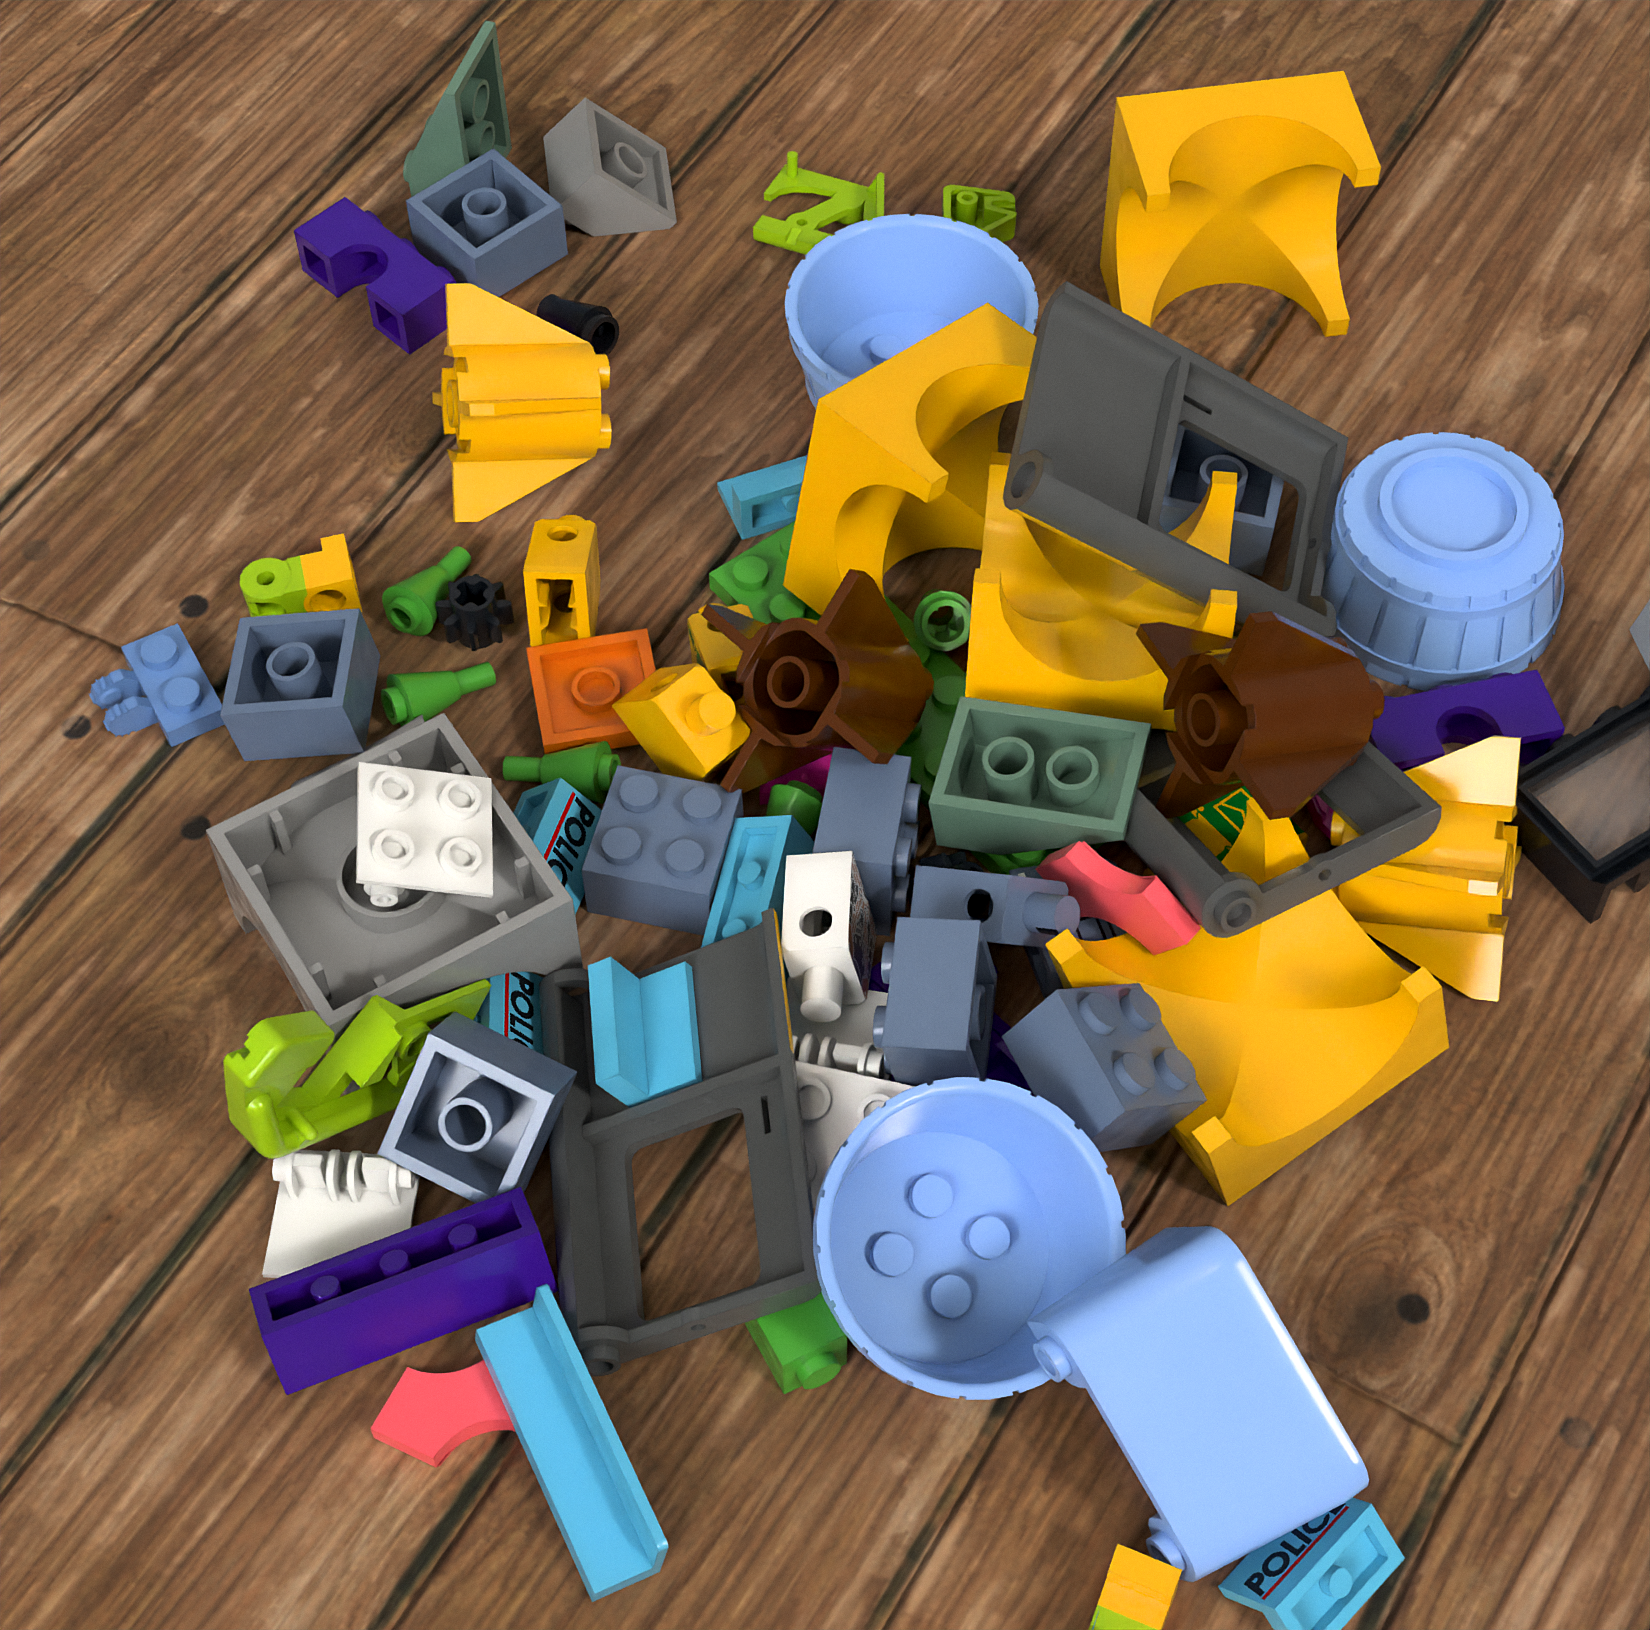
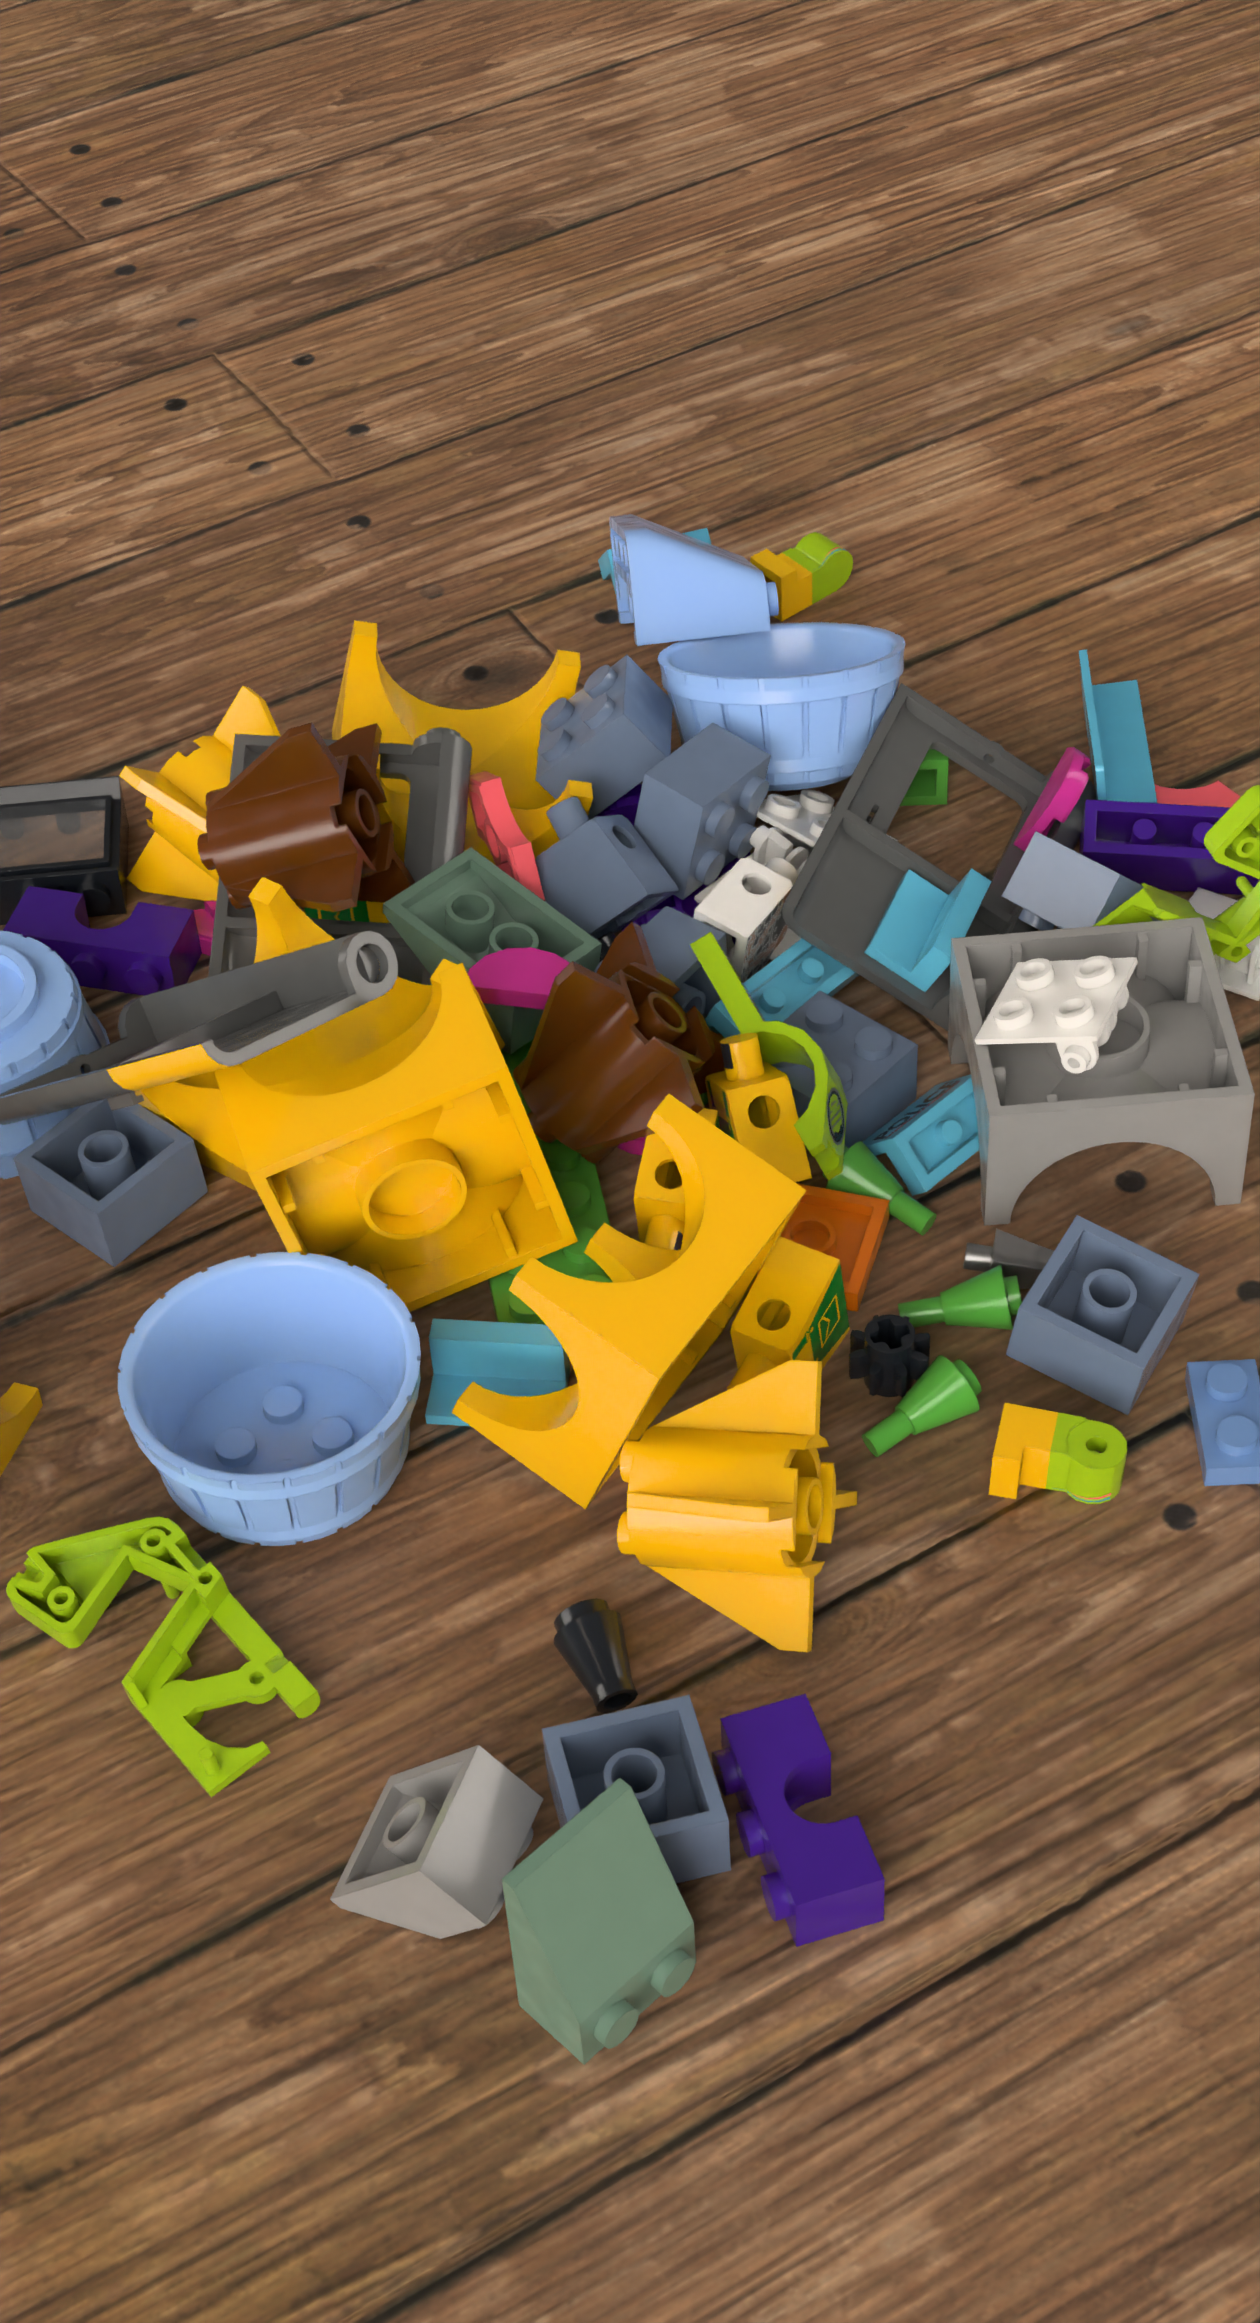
camera: 150 degrees left, 10 degrees down
(591, 1268) = (1058, 796): none -> dark pink tile
(634, 446) = (650, 1325): none -> yellow piece
(705, 764) = (824, 1121): none -> lime piece
(956, 706) = (516, 977): none -> dark pink tile

